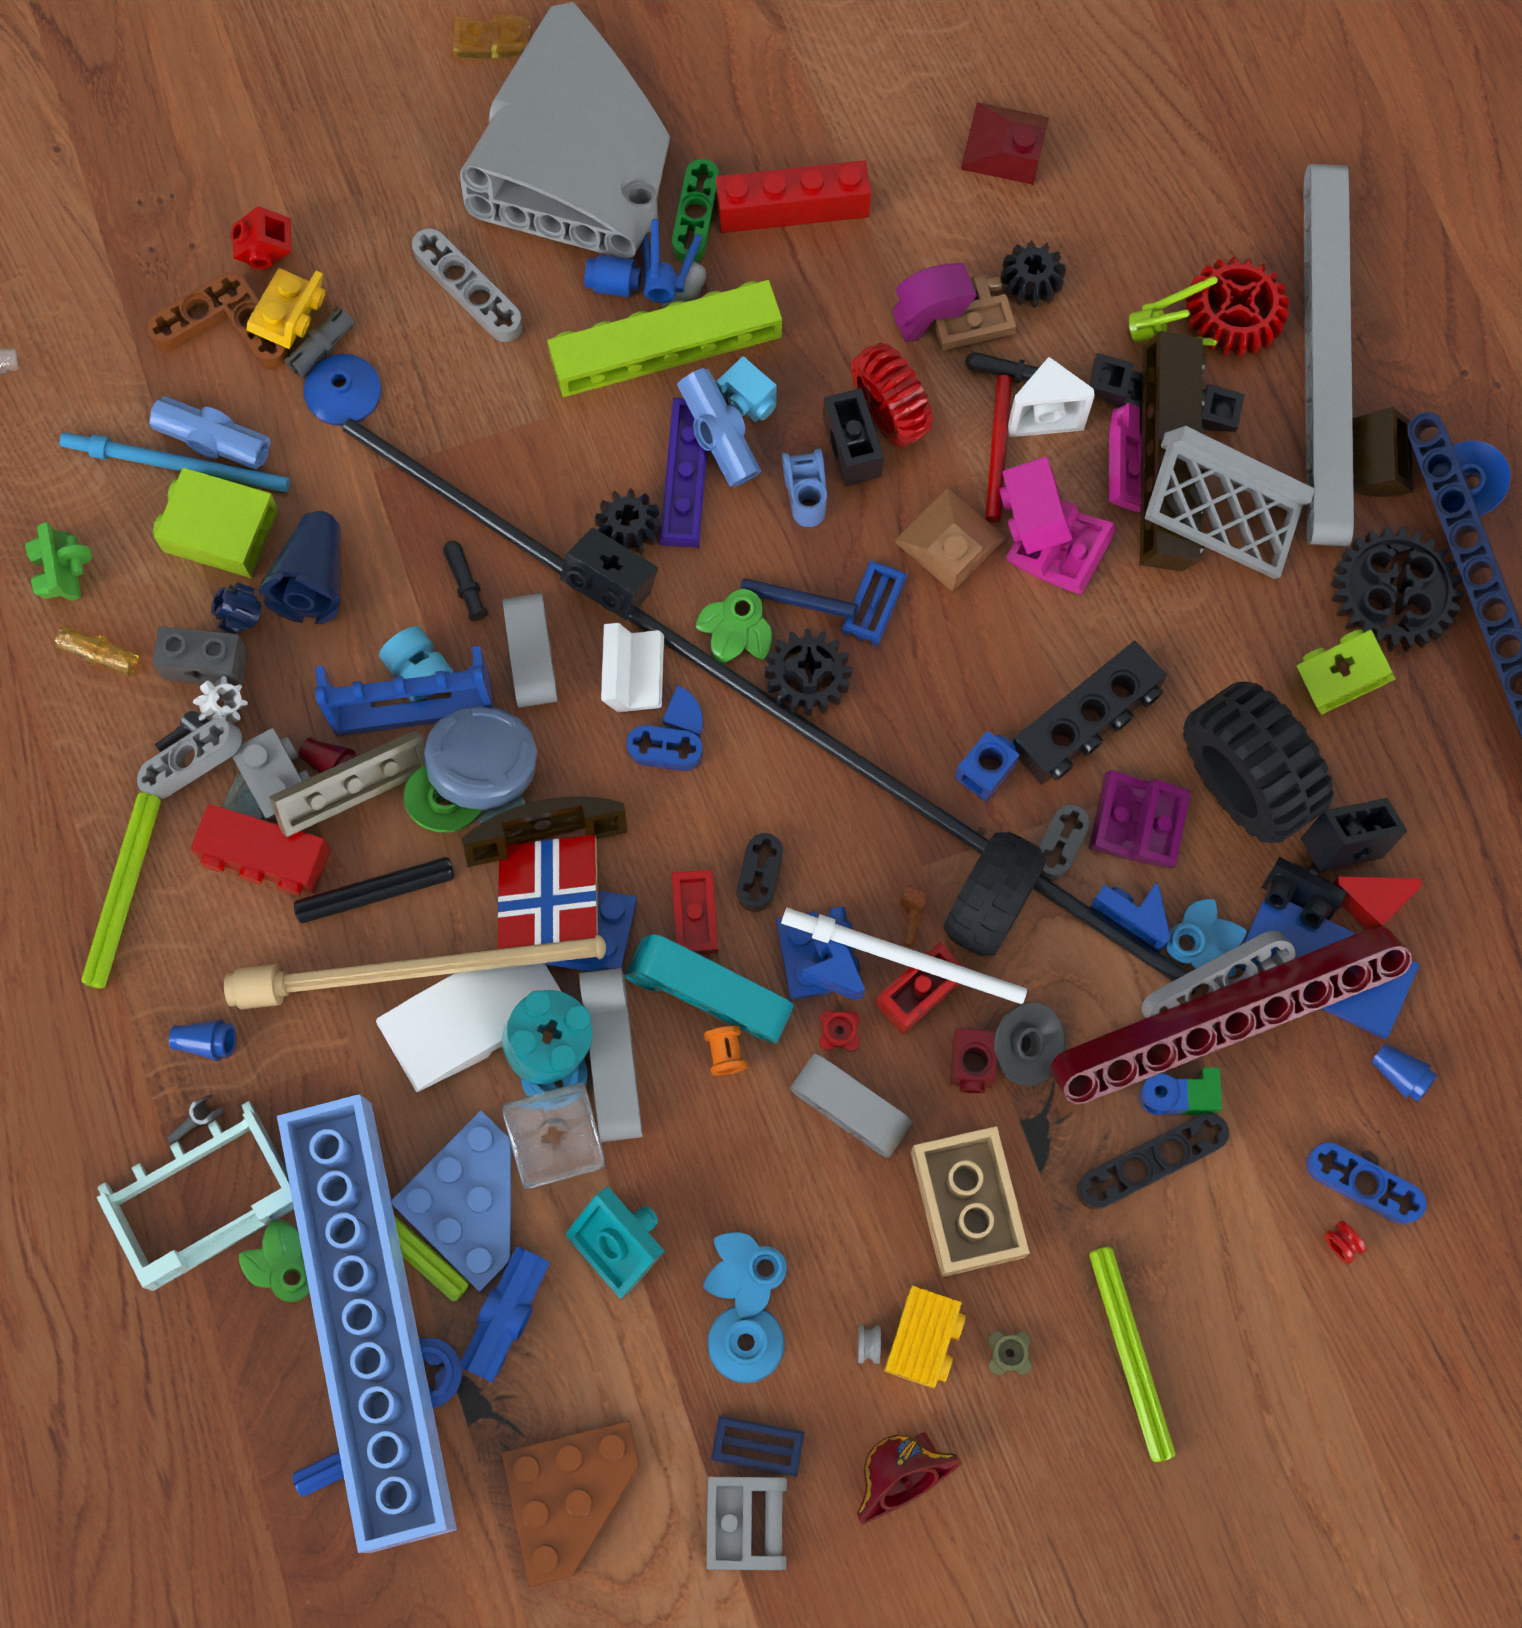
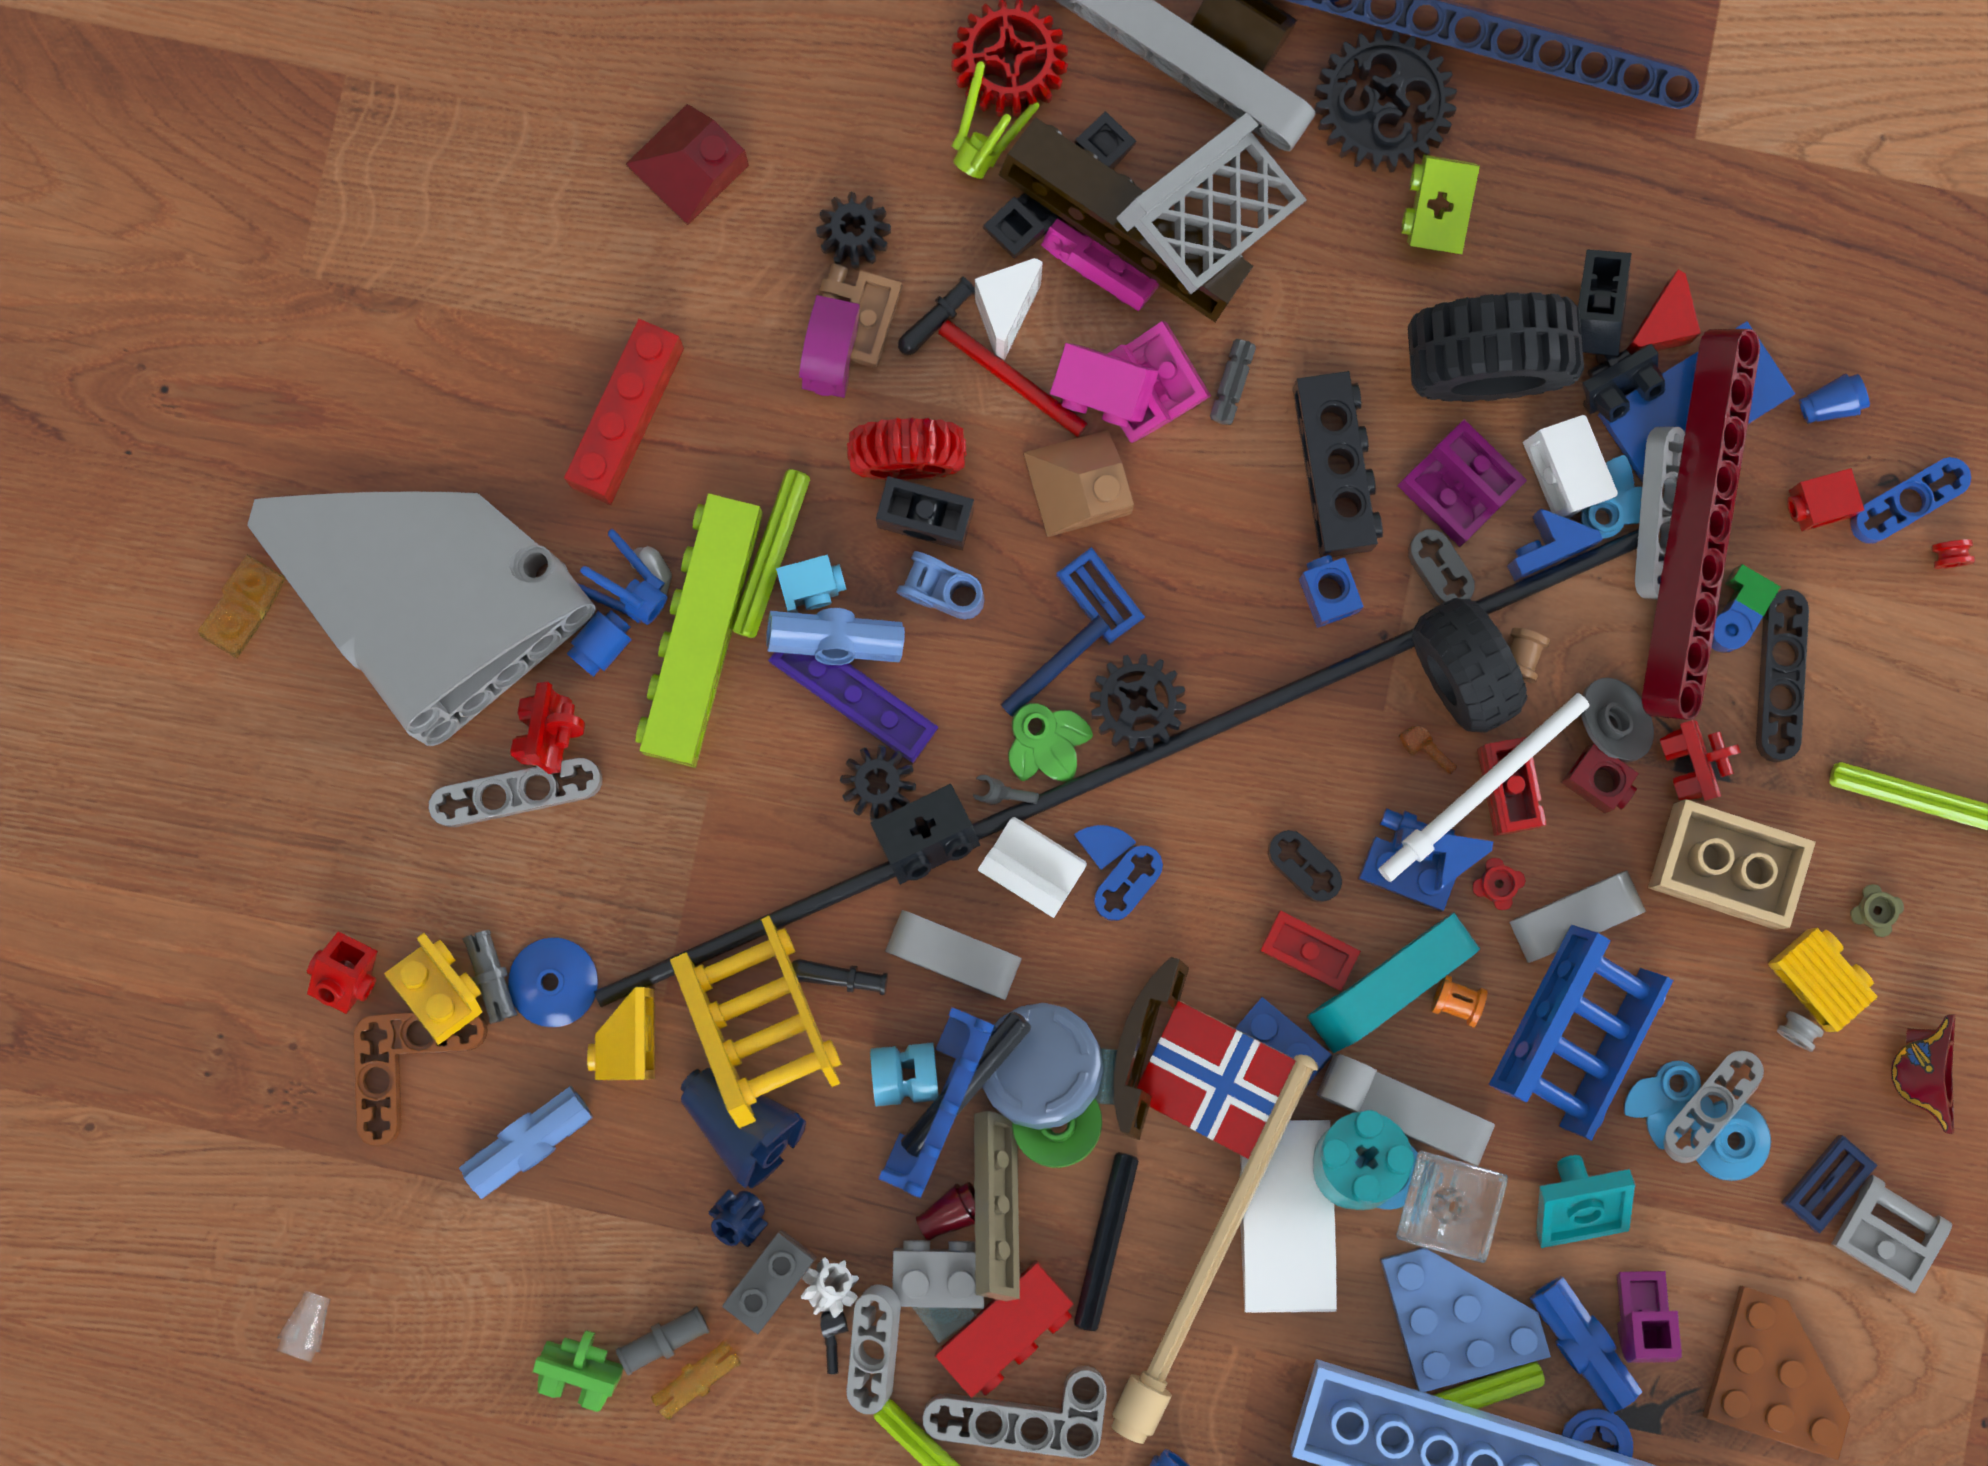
camera: 60 degrees left, 10 degrees up
(103, 448) = (473, 1259): dark azure bar -> none
(113, 609) = (662, 1340): none -> dark grey pin
(196, 895) = (1015, 1414): none -> light grey beam
(215, 522) = (629, 1190): lime brick -> none
(330, 455) = (626, 1040): none -> yellow slope
(376, 496) = (712, 1017): none -> yellow fence
(443, 707) = (997, 1049): none -> black axle
(525, 272) = (550, 728): none -> red hips
(554, 1348) = (1646, 1325): none -> magenta brick
(676, 613) = (999, 791): none -> dark grey hand
(689, 197) = (543, 504): green beam -> none
(734, 1121) = (1551, 1011): none -> blue fence
(759, 353) = (770, 553): none -> lime axle
(791, 1319) = (1724, 1074): none -> light grey beam
(1034, 943) = (1527, 650): none -> medium nougat bush
(1043, 1134) = (1690, 742): none -> red hips
(1103, 604) = (1233, 381): none -> dark grey axle
(1208, 890) = (1570, 466): none -> white panel
(1317, 1109) = (1825, 500): none -> red brick

